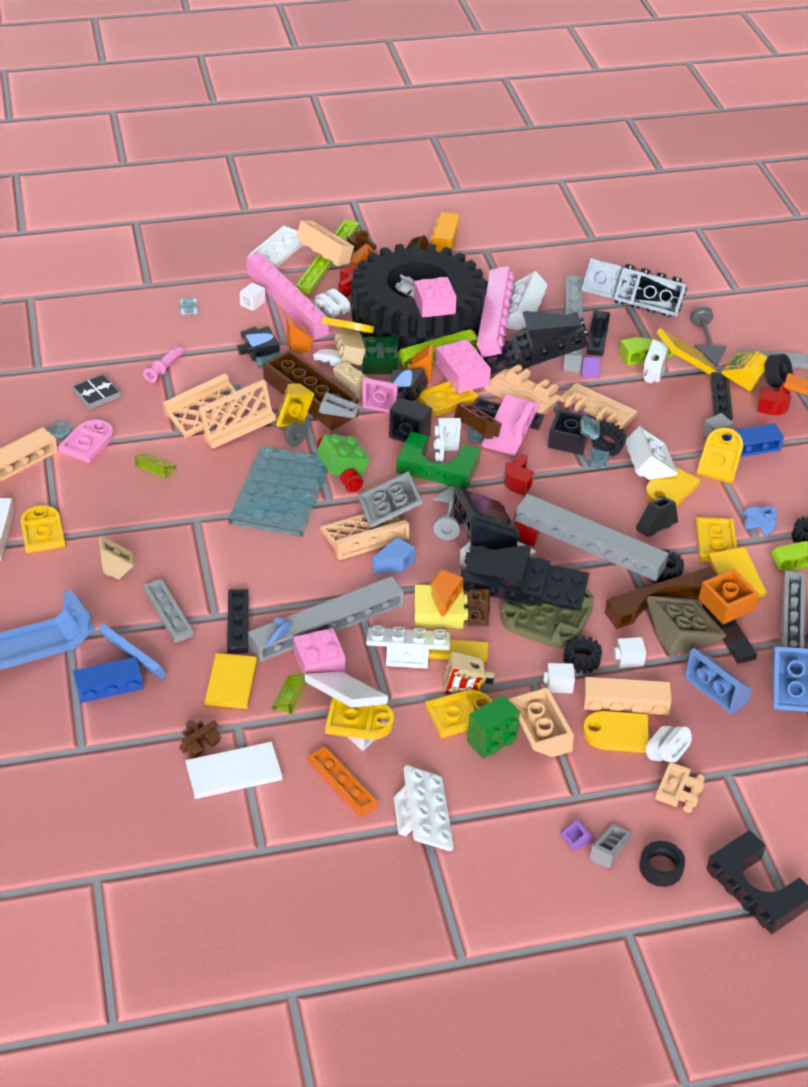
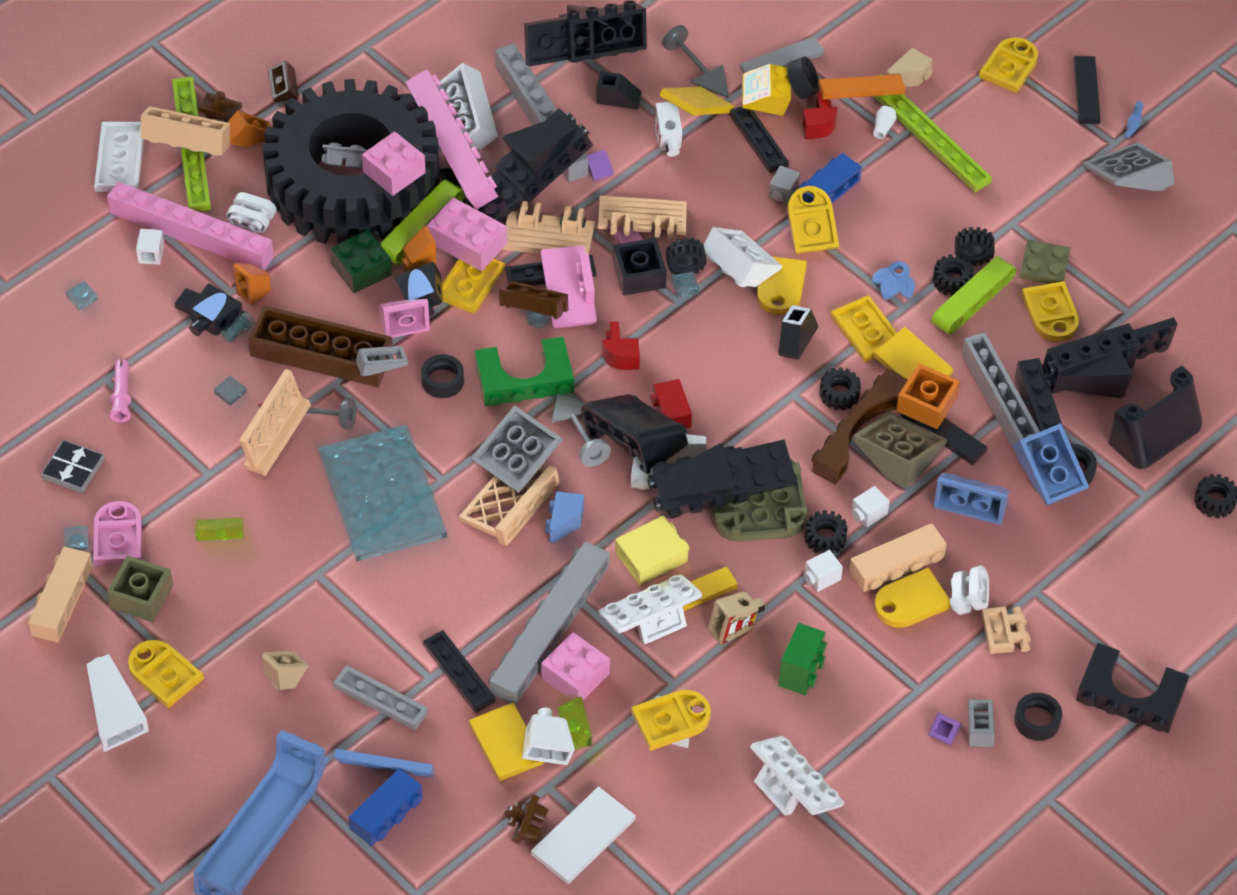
camera: 30 degrees left, 10 degrees up
(68, 472) = (140, 588): none -> olive brick
(198, 396) = (201, 417): light nougat fence -> none
(257, 689) = (548, 739): none -> white torso
(283, 627) = (525, 661): medium blue bar -> none
(294, 405) = (323, 379): yellow slope -> none
(327, 355) = (314, 286): white slope -> none
(342, 781) = (693, 790): orange tile -> none
(344, 457) = (425, 420): bright green brick -> none
(346, 276) = (249, 166): red brick -> none
(346, 689) = (637, 693): white tile -> none
(349, 325) = (303, 239): yellow tile -> none
(349, 378) = (354, 311): tan brick -> none
(350, 346) = (323, 266): tan brick -> none
(379, 449) = (440, 362): none -> black tyre
(408, 418) = (464, 335): black brick -> none
(445, 231) = (304, 43): light orange brick -> none
(446, 590) = (655, 532): orange slope -> none
(447, 437) = (516, 340): white bracket -> none
(452, 712) = (750, 659): yellow tile -> none
(478, 607) = (694, 532): reddish brown hips -> none
(543, 723) = (845, 628): light nougat slope -> none
(589, 427) = (666, 256): clear light blue plate -> none
(592, 537) = (754, 393): light grey brick -> none
(598, 333) = (570, 102): black tile -> none
(633, 326) = (617, 91): none -> black slope
(636, 349) = (635, 116): lime slope -> none

